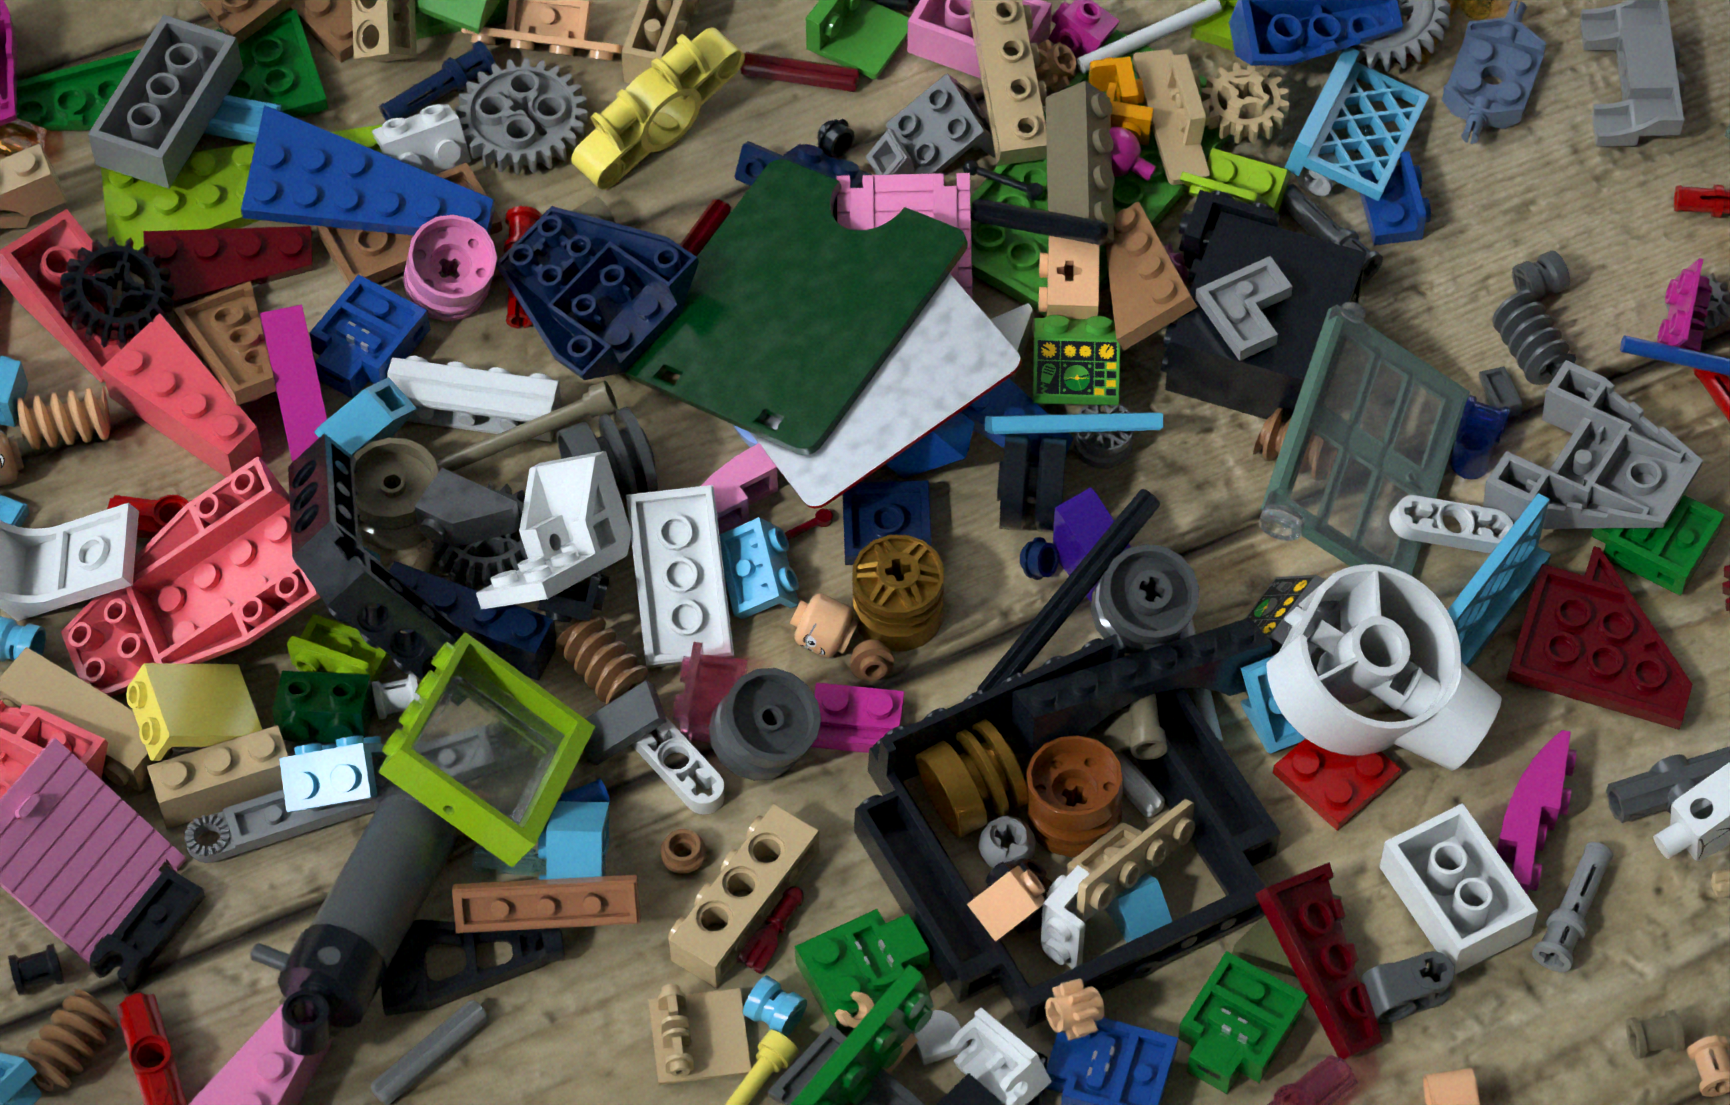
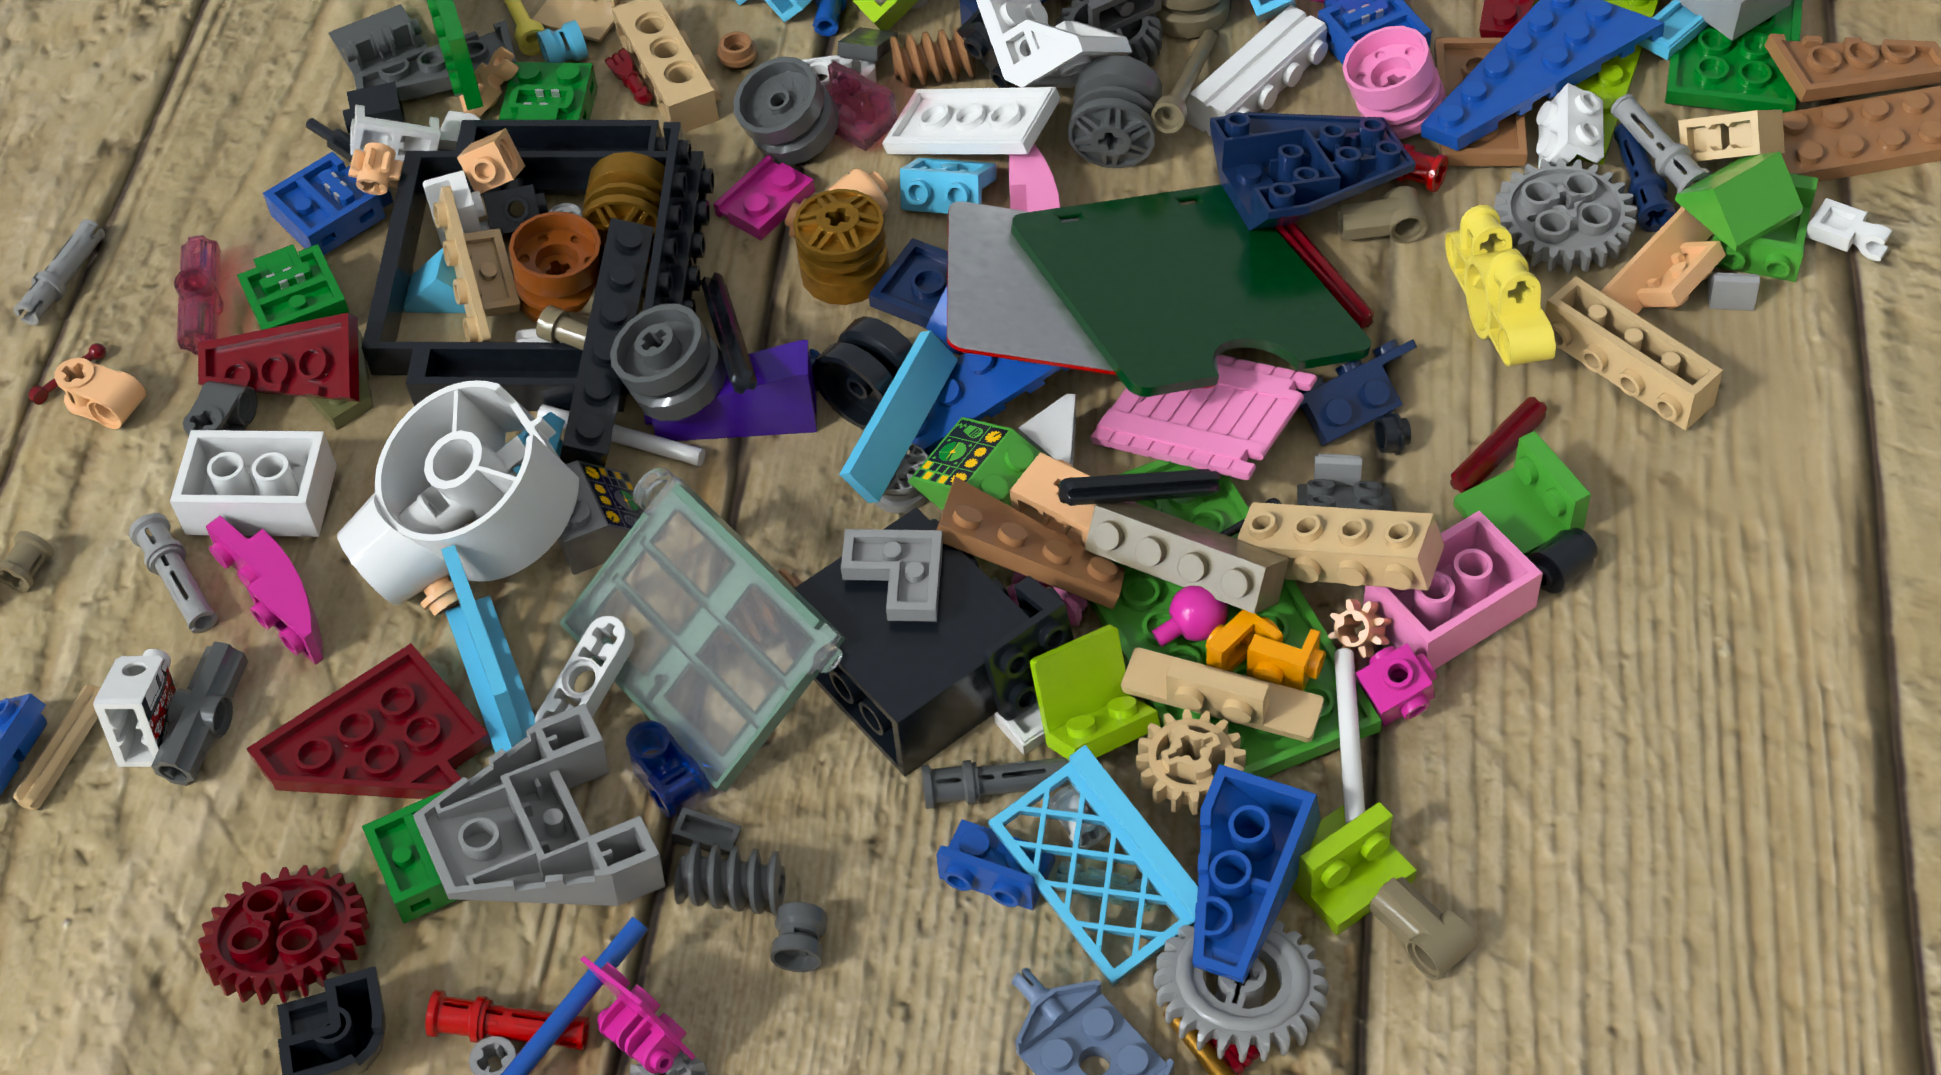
camera: 125 degrees right, 5 degrees down
(424, 55) = (1670, 157): none -> light grey pin

